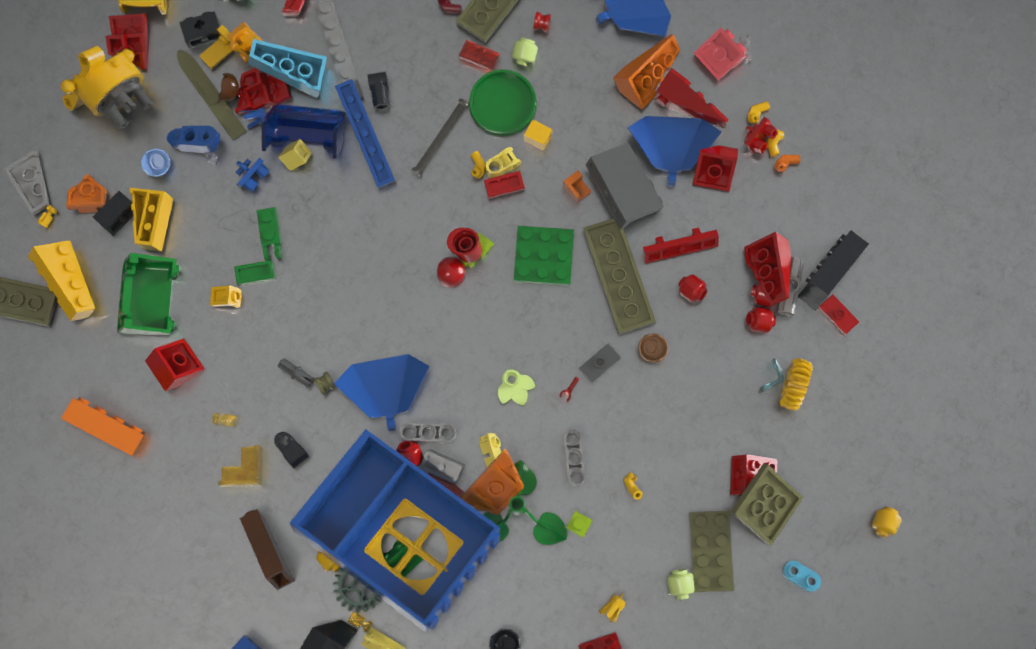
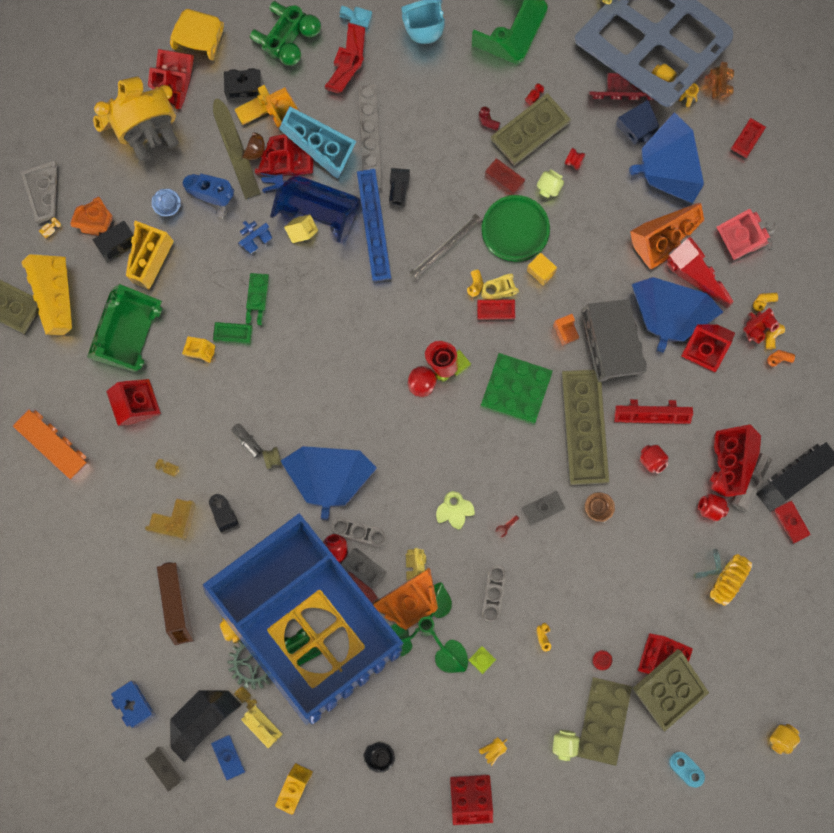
camera: 15 degrees right, 0 degrees up
(694, 493) = (602, 660): none -> red plate

